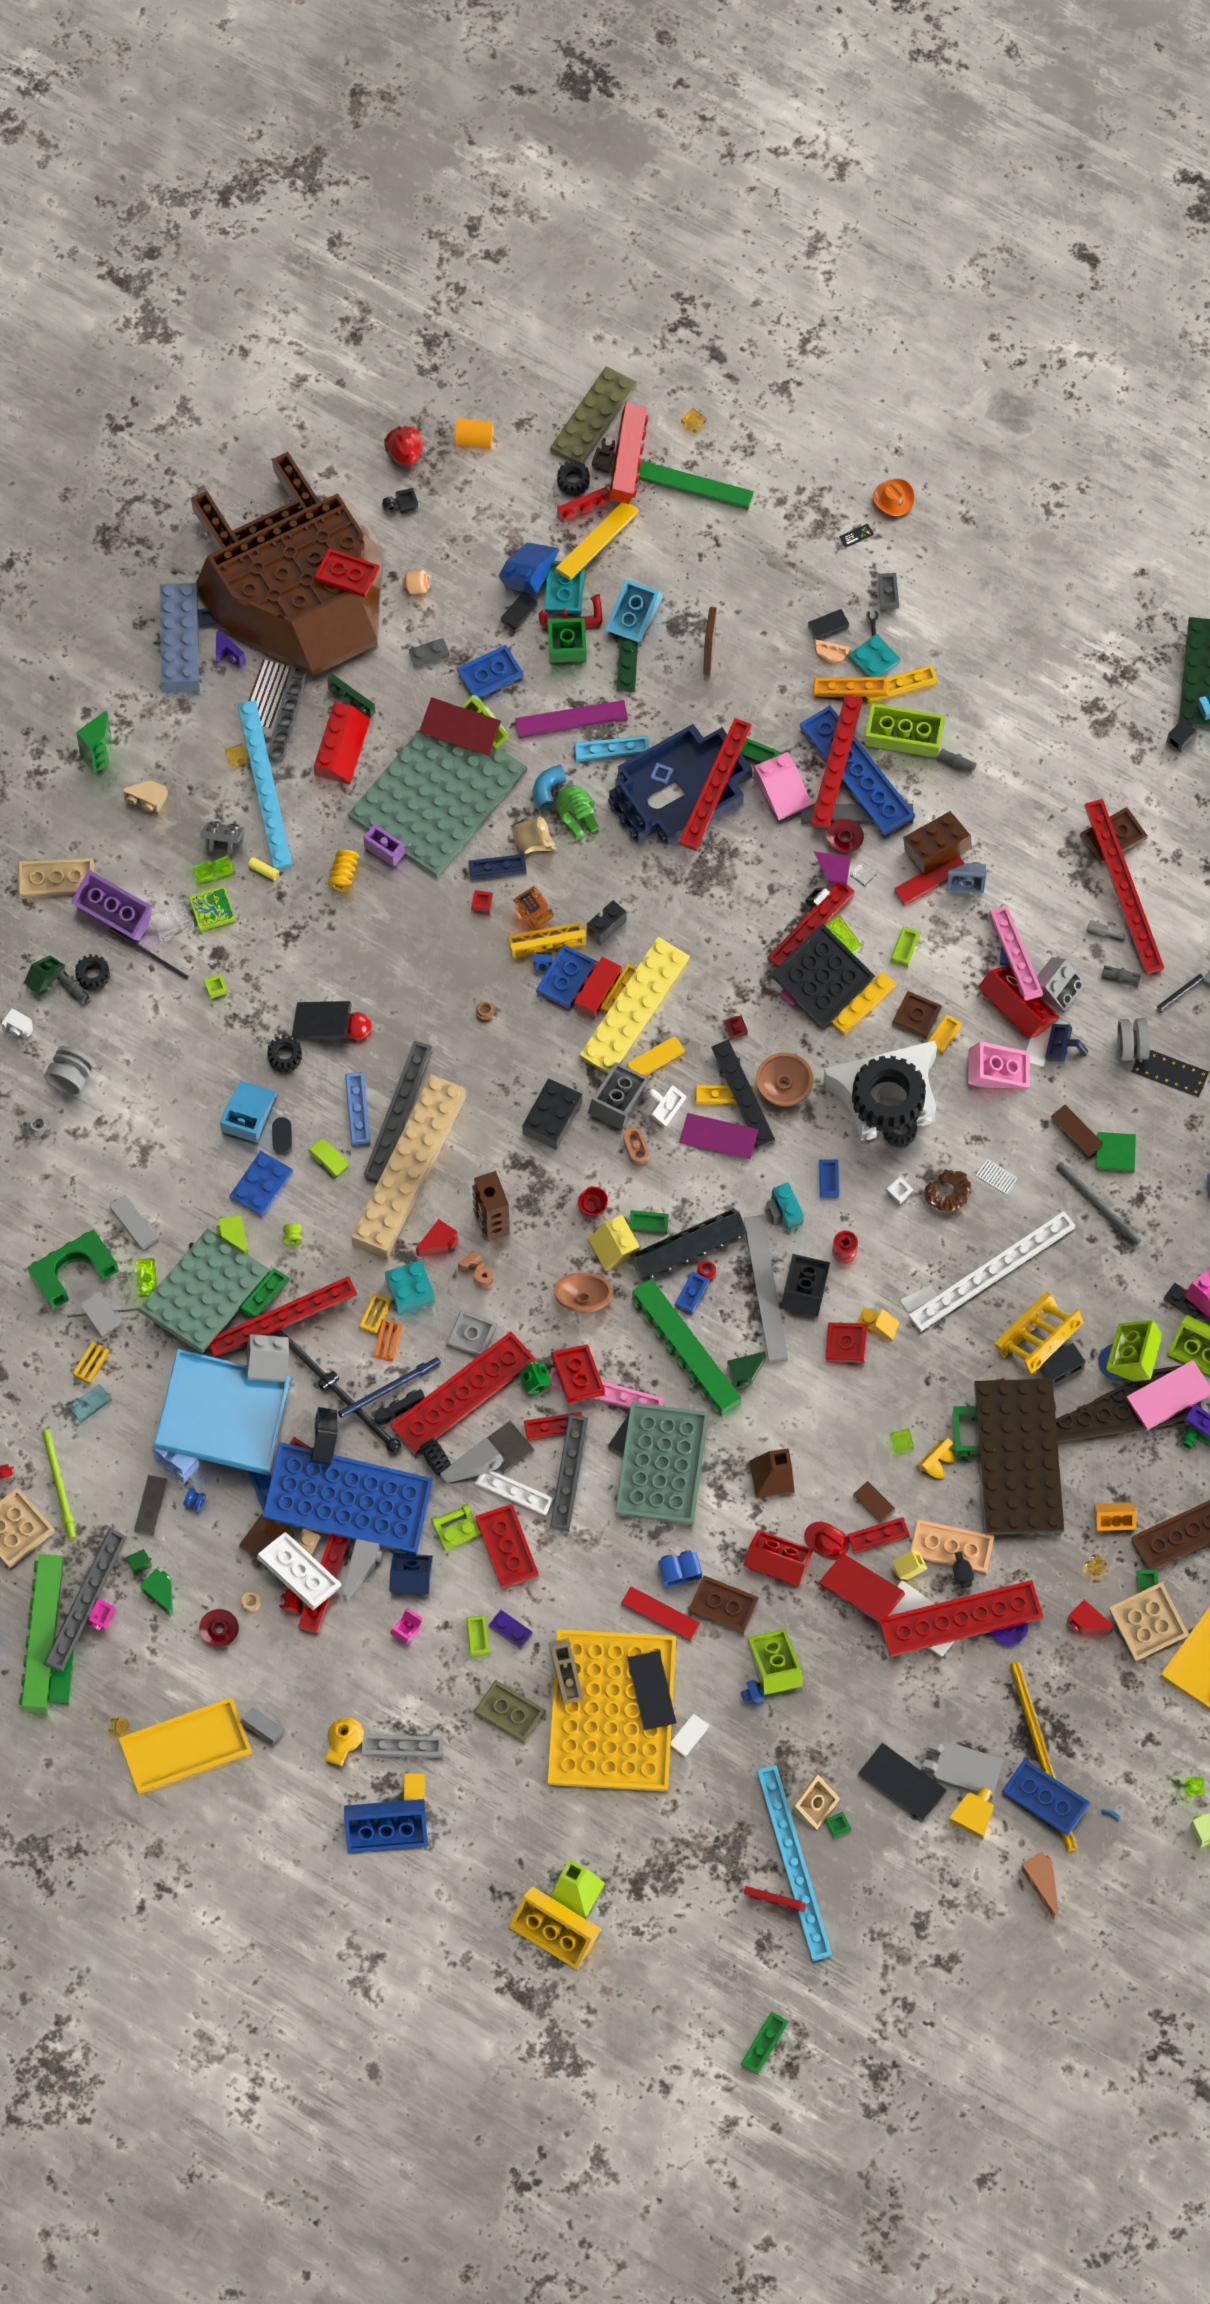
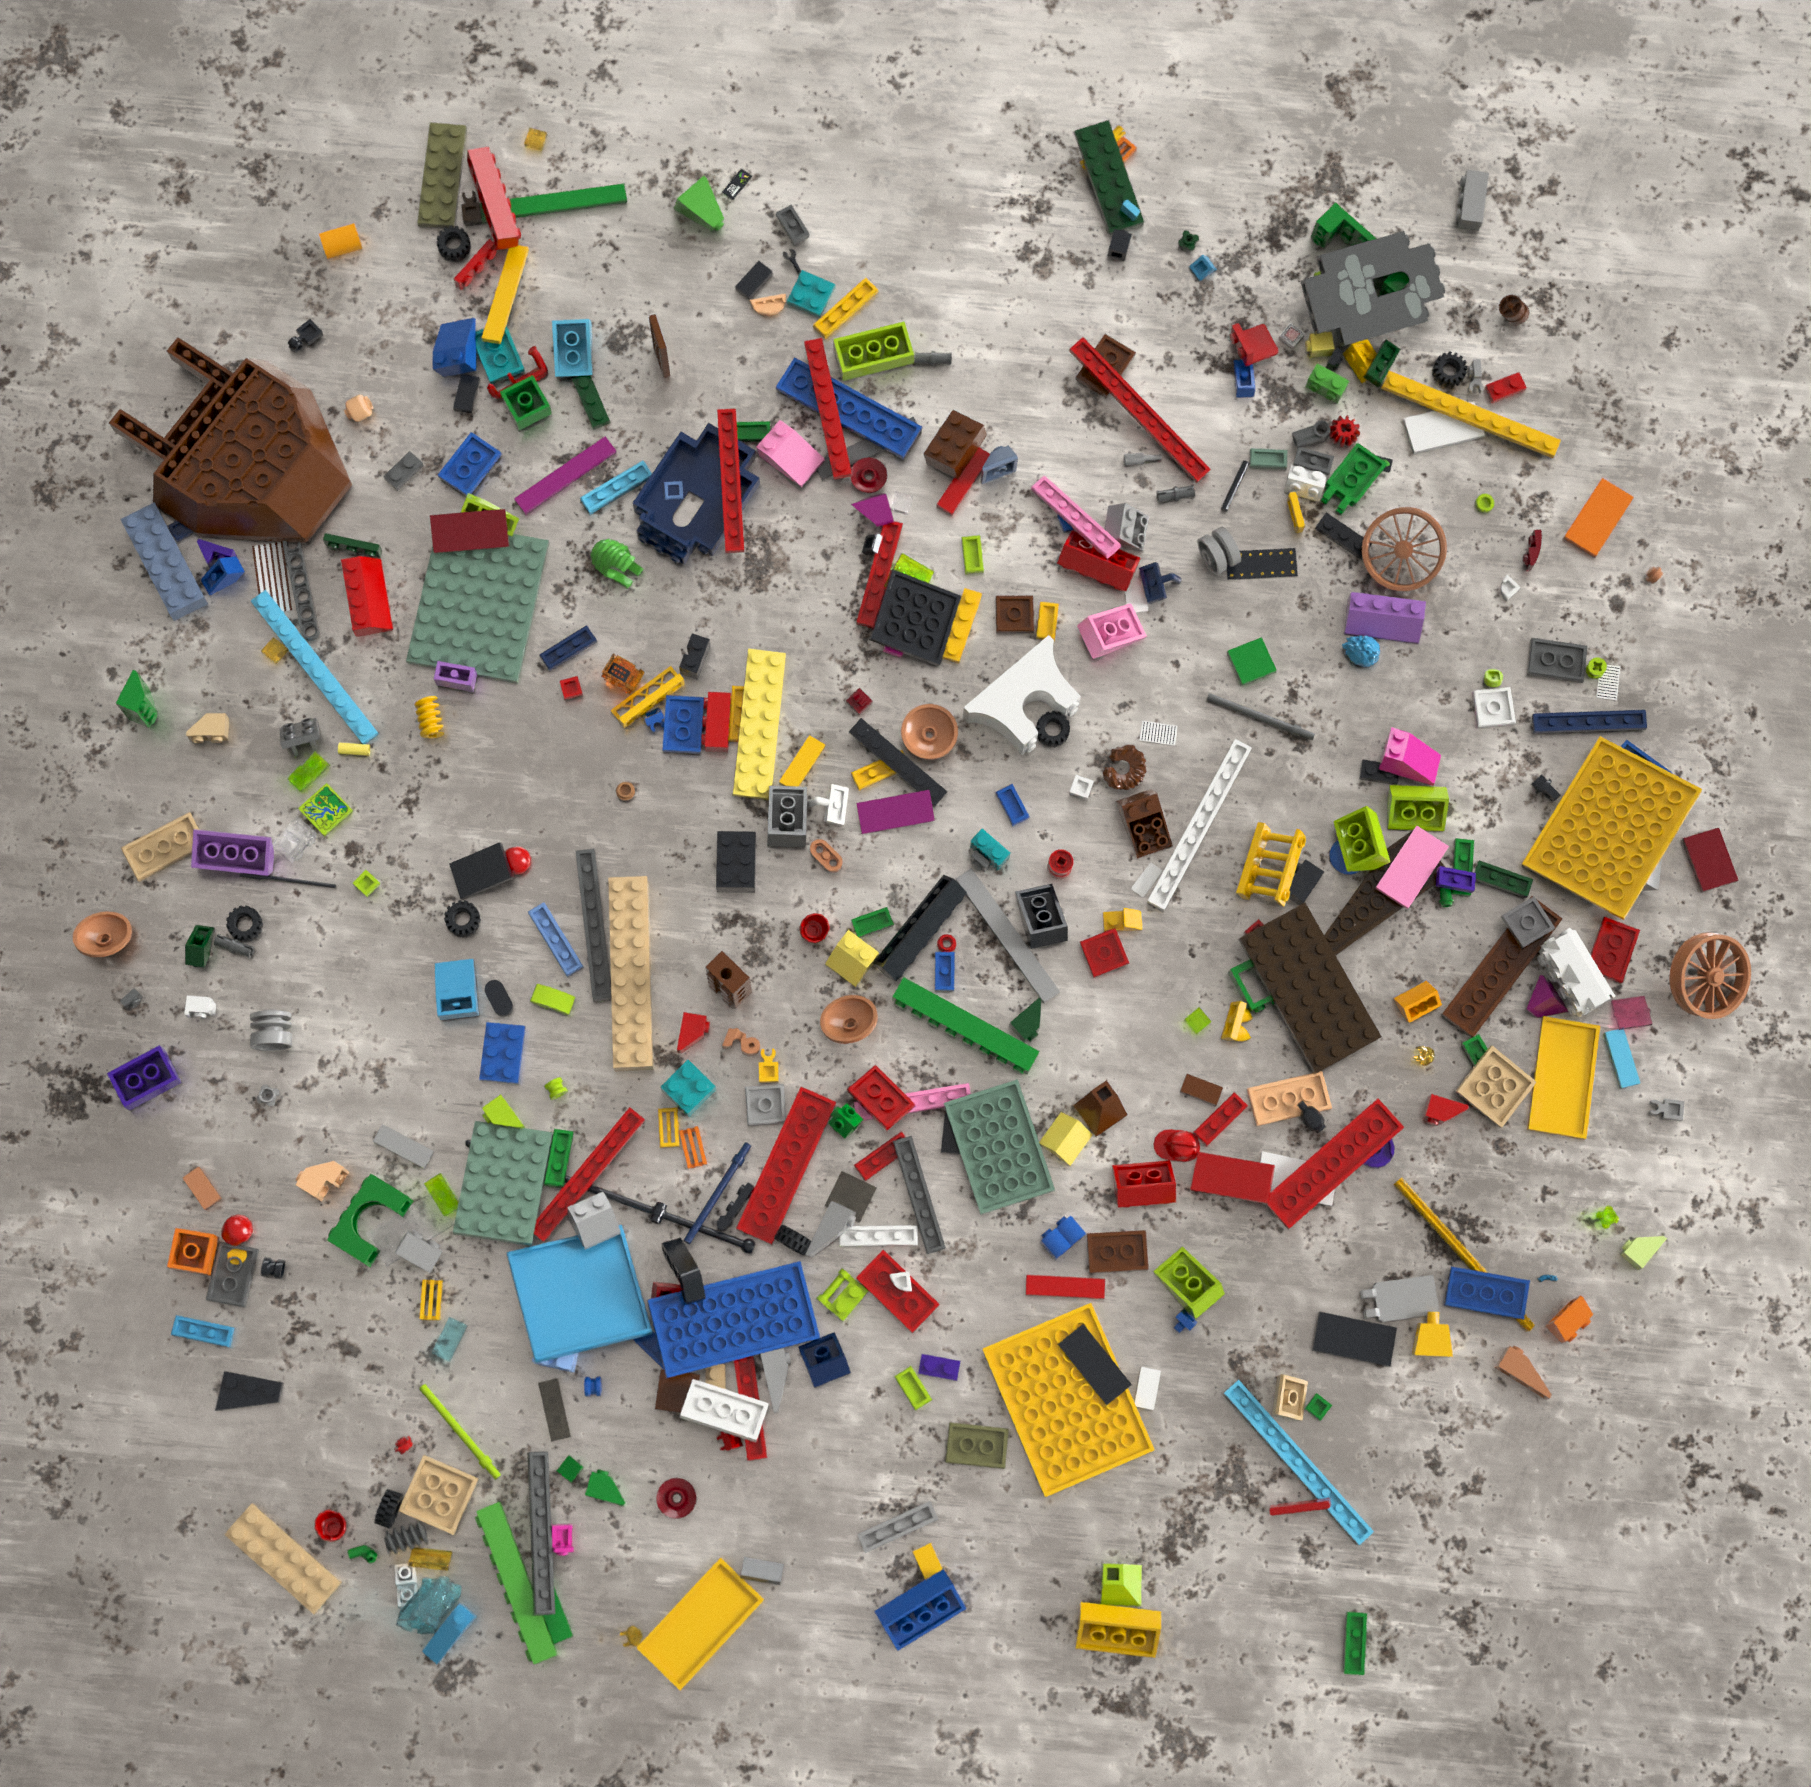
camera: 30 degrees left, 10 degrees up
(49, 1213) = (320, 1178): none -> light nougat piece
(224, 670) = (222, 574): none -> blue slope
(250, 1601) = (691, 1457): tan tile -> none
(344, 1737) = (841, 1543): yellow animal -> none
(346, 572) = (293, 432): red tile -> none
(404, 442) = (280, 278): red piece -> none
(407, 1626) = (846, 1412): dark pink bracket -> none
(489, 1303) = (768, 1069): none -> yellow plate
(514, 1537) = (902, 1281): none -> white tile
(533, 836) = (587, 604): tan piece -> none
(544, 784) = (572, 550): dark azure cylinder -> none
(565, 1670) = (1010, 1385): dark tan slope -> none
(728, 1487) = (1066, 1138): none -> light yellow slope
(811, 538) = (701, 205): none -> bright green slope
(850, 686) = (804, 331): light orange tile -> none
(888, 1071) = (1036, 682): black tyre -> none
(894, 497) = (753, 132): orange hat -> none
(909, 1565) = (1263, 1136): light yellow brick -> none
(942, 1247) = (1144, 822): none -> reddish brown slope
(1077, 1130) = (1209, 657): reddish brown tile -> none
(1111, 1855) = (1570, 1319): none -> orange slope

